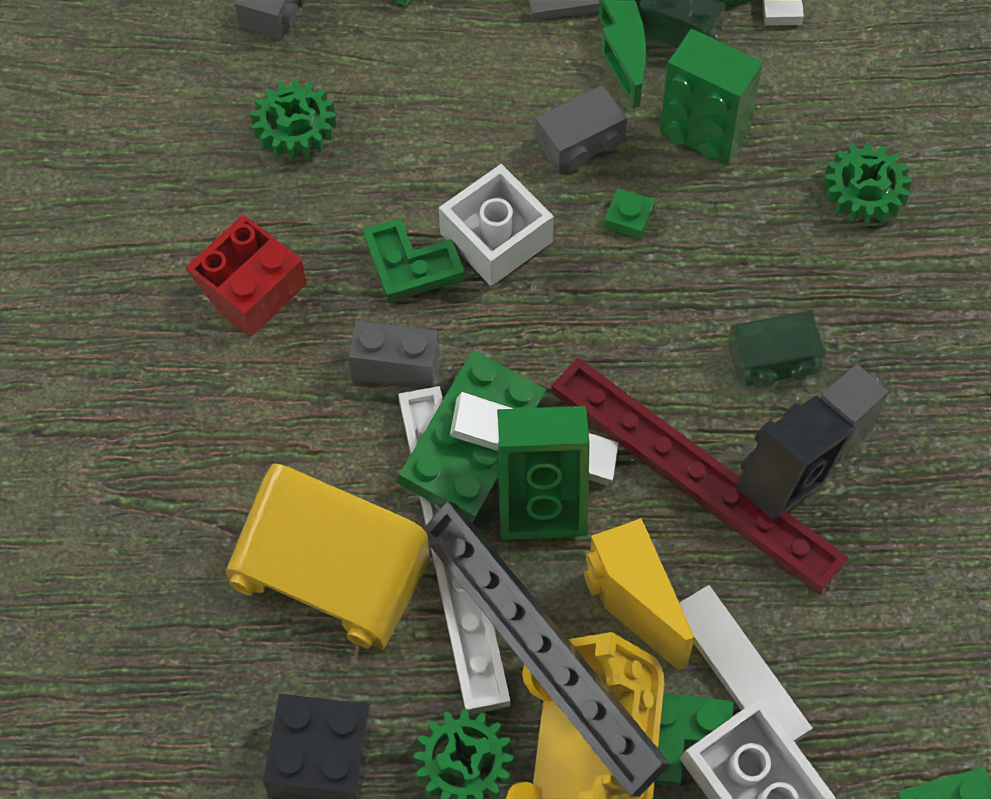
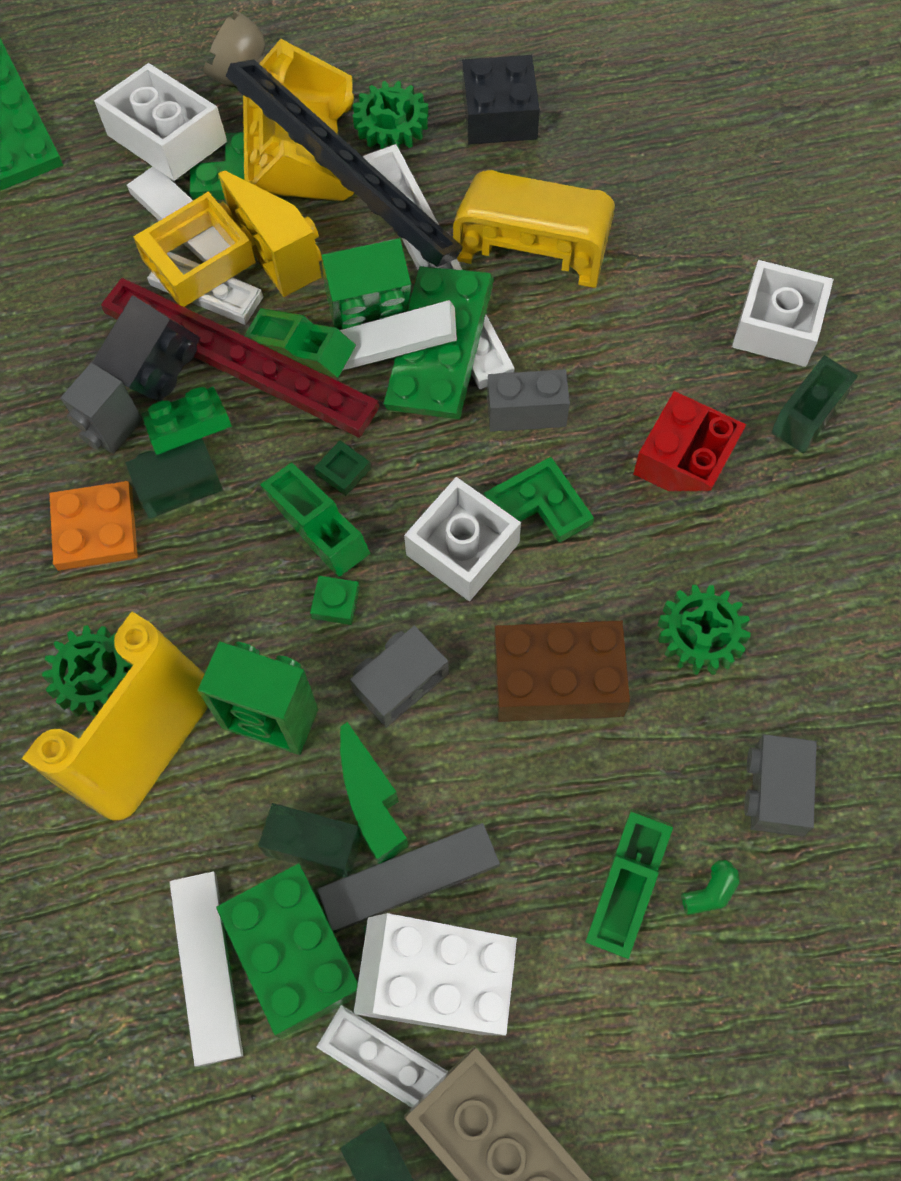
camera: 170 degrees right, 5 degrees up
(94, 391) = (783, 313): none -> white brick
(105, 289) = (813, 404): none -> clear green brick
(434, 105) = (561, 671): none -> reddish brown brick
(601, 329) = (342, 468): none -> dark green plate
(632, 467) = (298, 338): none -> green slope
(637, 285) = (316, 519): none -> green slope
(727, 574) = (230, 299): none -> white tile
(755, 391) = (185, 419): none -> green plate
(770, 572) = (184, 225): none -> yellow window
(864, 91) = (133, 731): none -> yellow windscreen
(864, 326) = (93, 525): none -> orange plate

